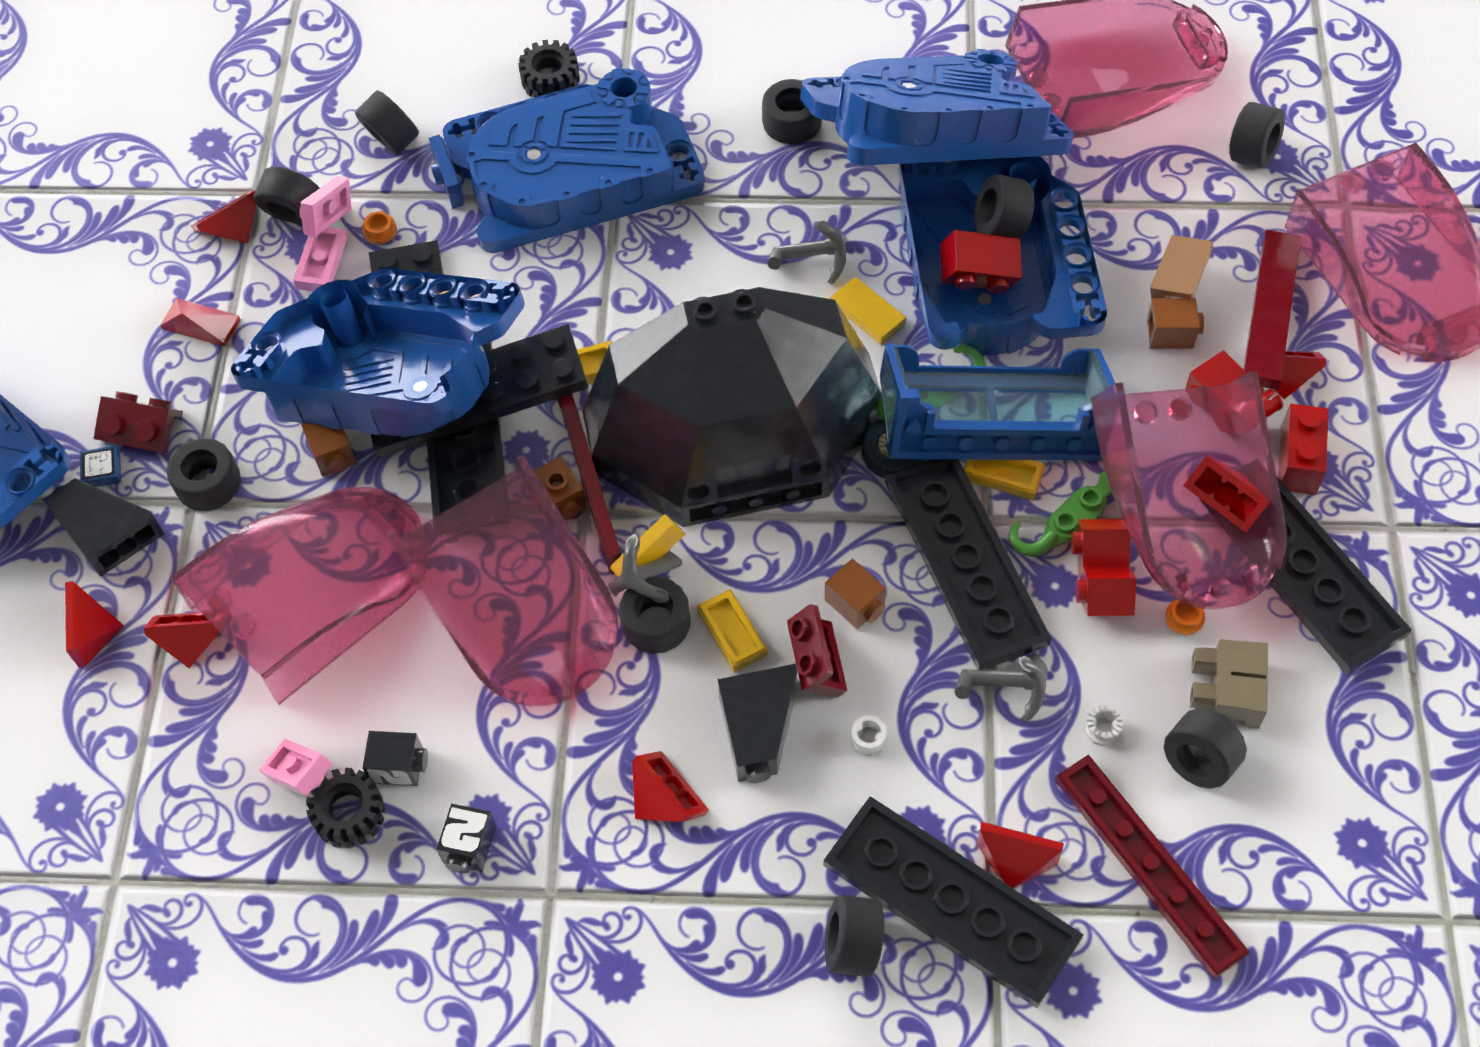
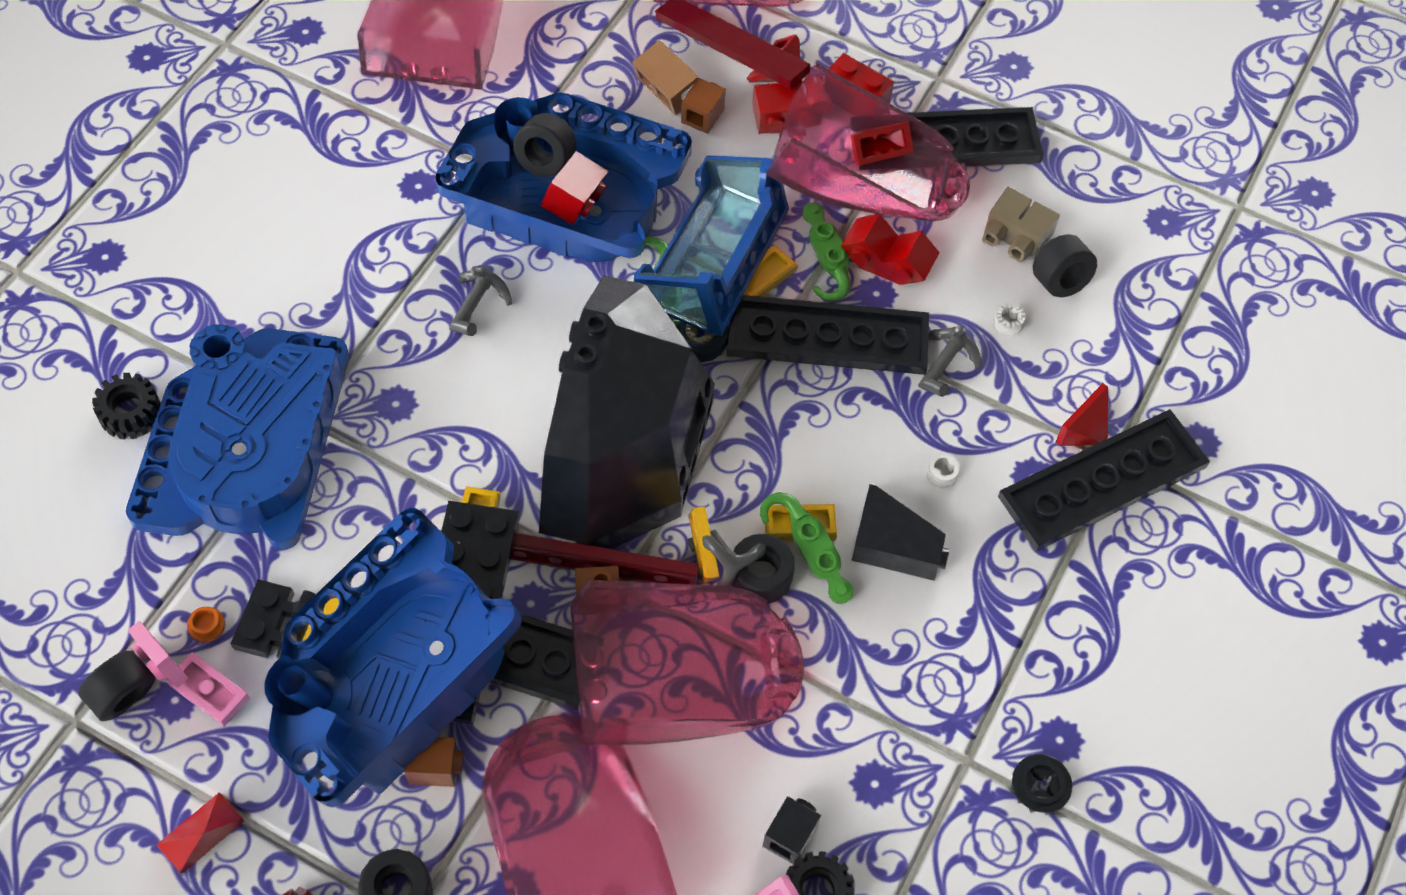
camera: 70 degrees left, 0 degrees up
(230, 221) = (92, 754): red slope -> none
(387, 122) = (90, 562): black tyre -> none
(444, 171) = (184, 538): blue plate -> none
(466, 838) = (896, 801): brick -> none
(548, 954) = (1042, 768): none -> black gear
(662, 791) = (924, 635): red slope -> none
(704, 647) = (813, 545): none -> bright green piece
(785, 126) = (318, 229): black tyre -> none
(816, 653) = (862, 466): dark red bracket -> none
(854, 935) = (1110, 552): black tyre -> none
(855, 594) = (821, 420): dark orange brick -> none
(869, 310) = (557, 290): yellow tile -> none
(936, 110) = (417, 142): blue piece -> none
(1152, 867) = (1127, 347): dark red tile -> none
(1184, 618) = (950, 228): orange plate -> none

